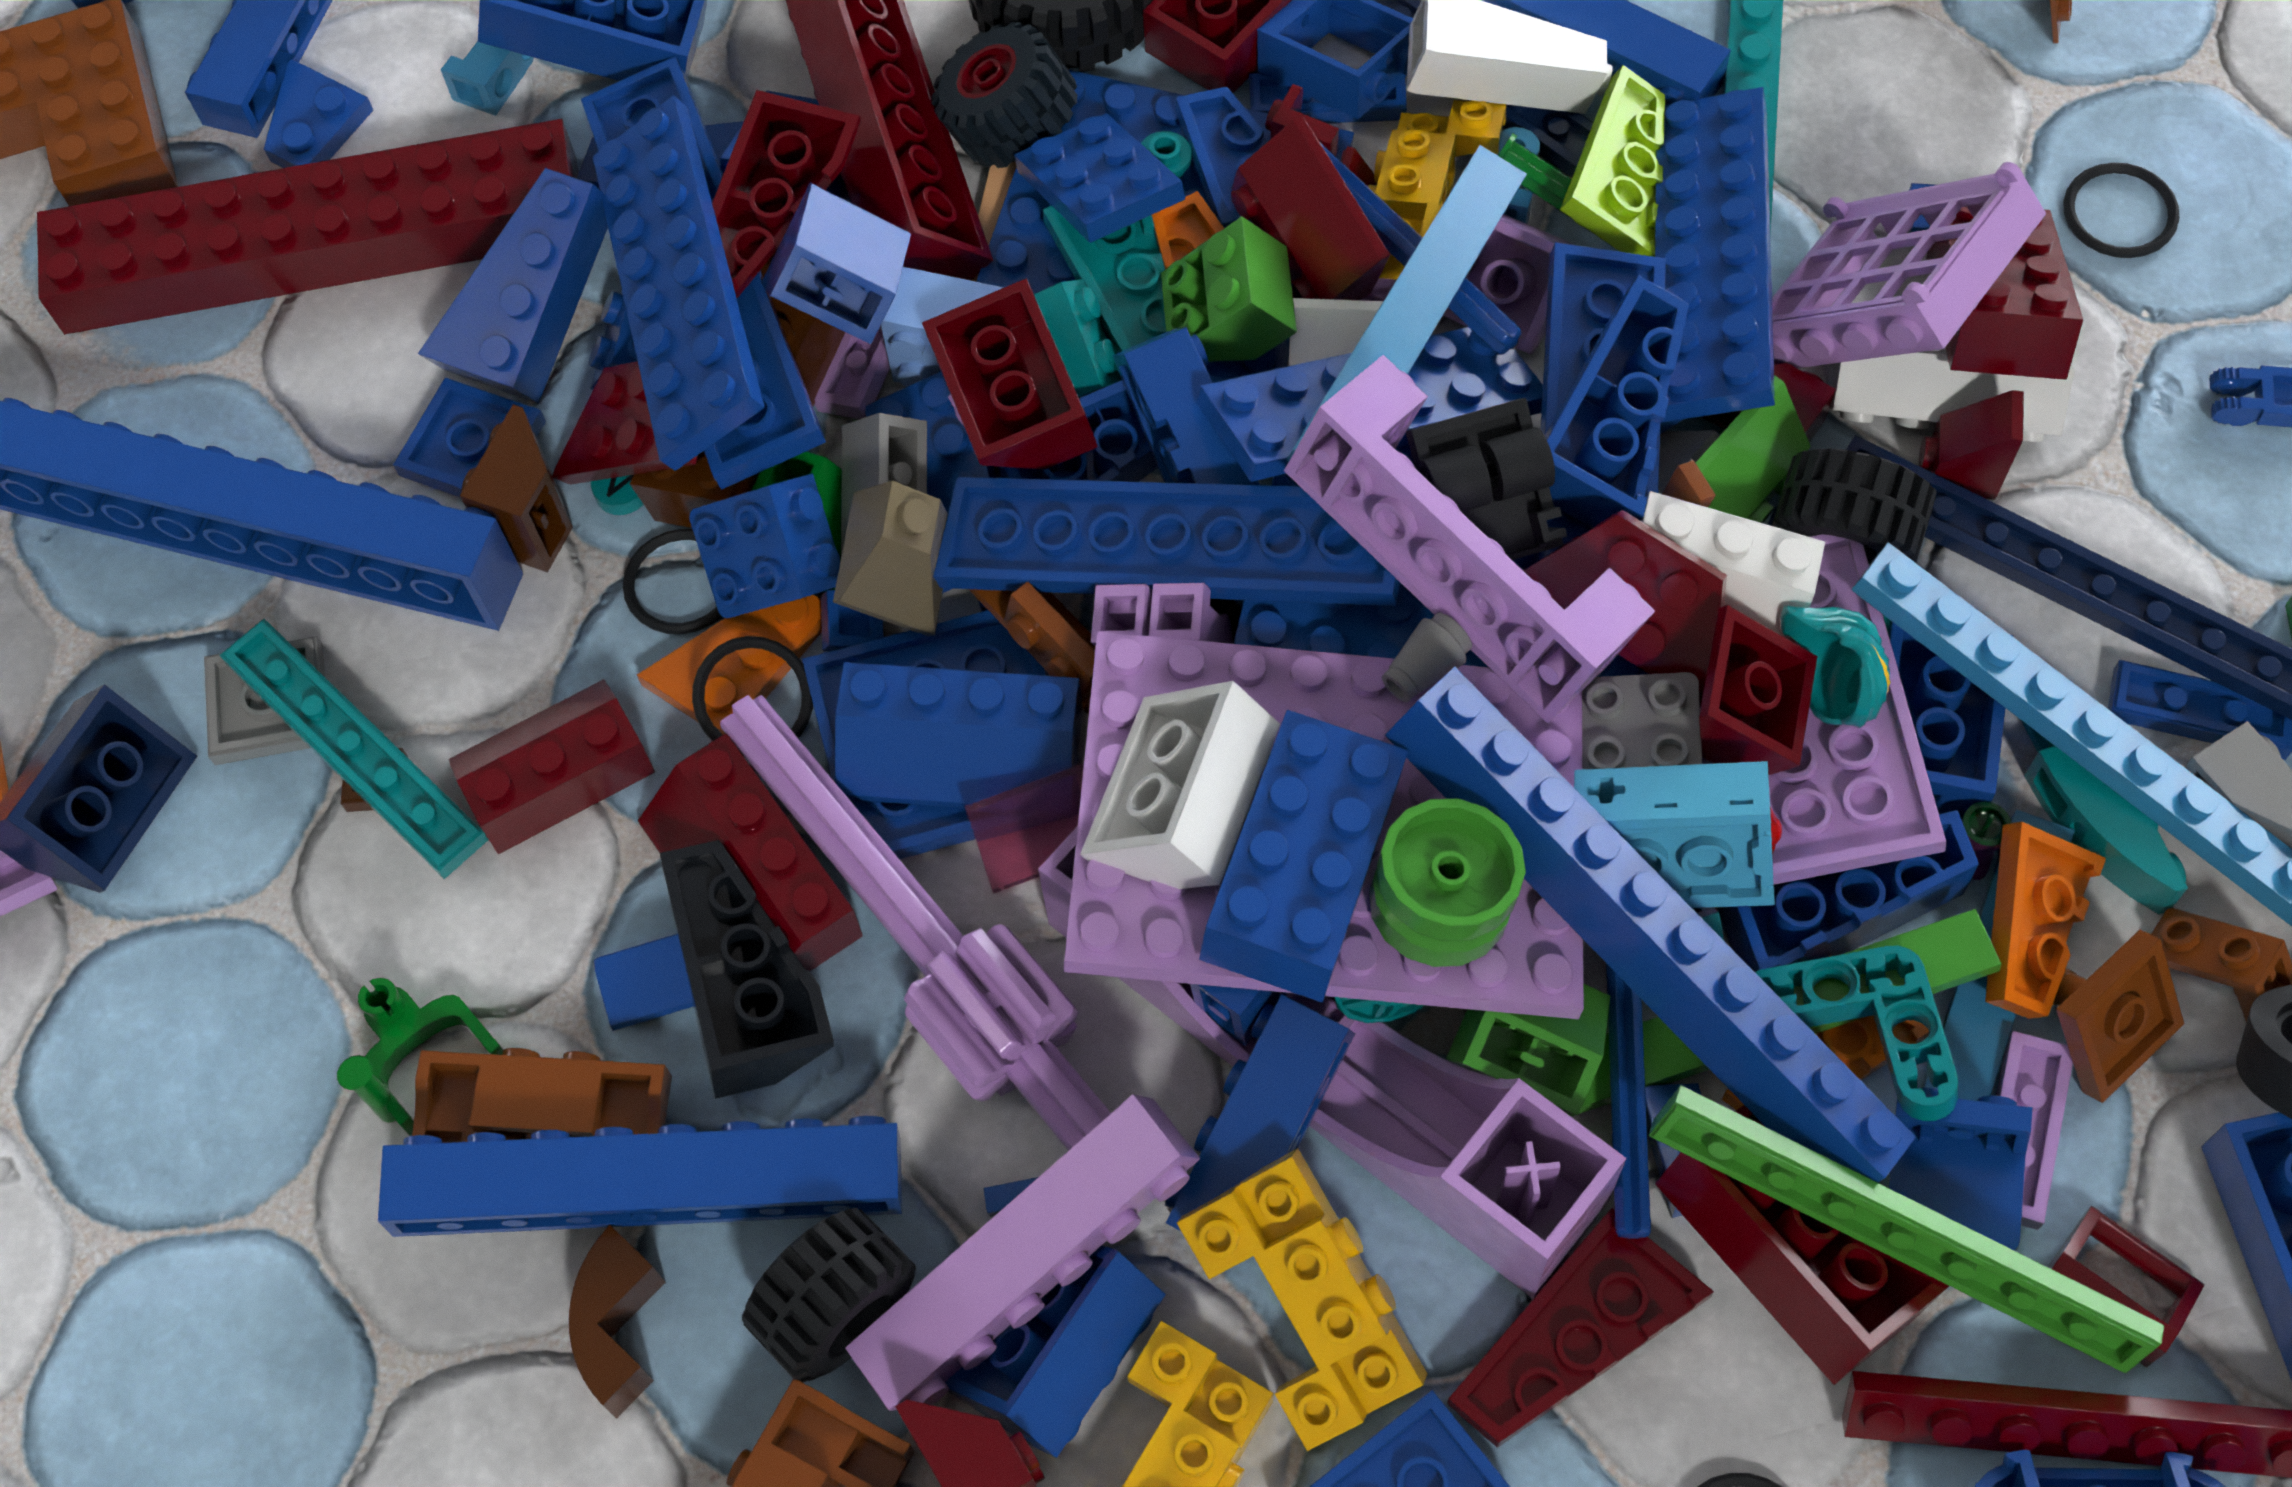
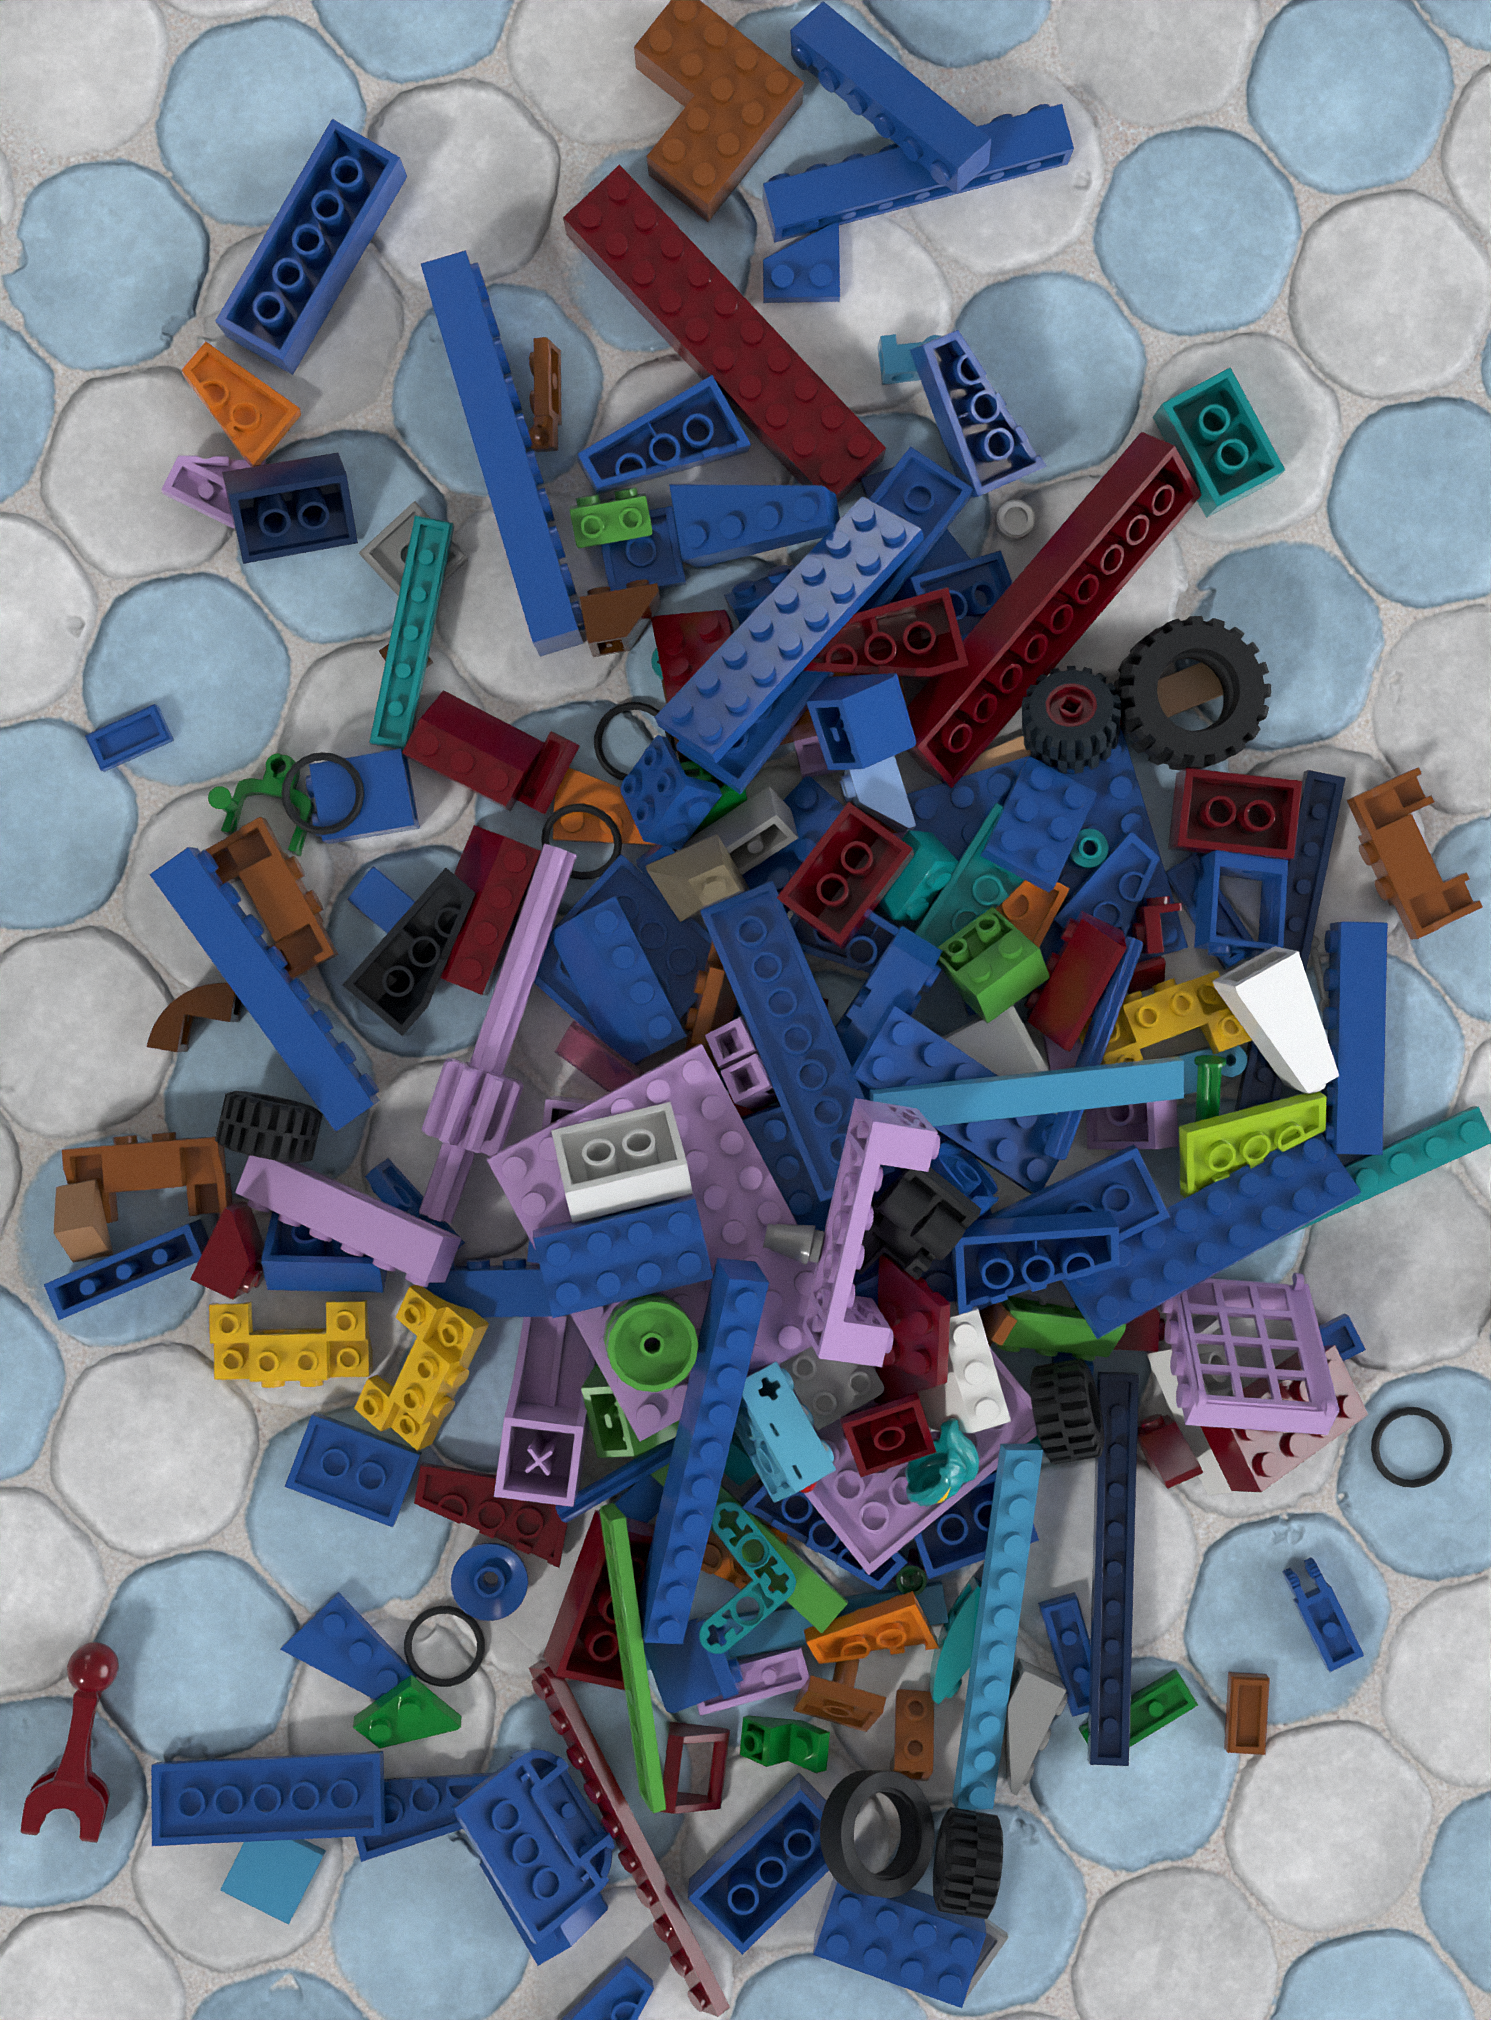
camera: 50 degrees right, 25 degrees up
(182, 424) = (546, 396): none -> dark orange hinge
(194, 1187) = (129, 738): none -> blue tile
(368, 338) = (671, 438): none -> blue wedge
(405, 441) = (610, 519): none -> bright green bracket
(481, 999) = (318, 829): none -> black tyre
(499, 925) = (387, 801): none -> blue brick
(640, 687) = (547, 772): none -> dark red tile
(745, 63) = (1015, 520): none -> white tile
(1699, 1380) = (484, 1599): none -> blue dish
(2146, 1136) = (783, 1740): none -> green slope

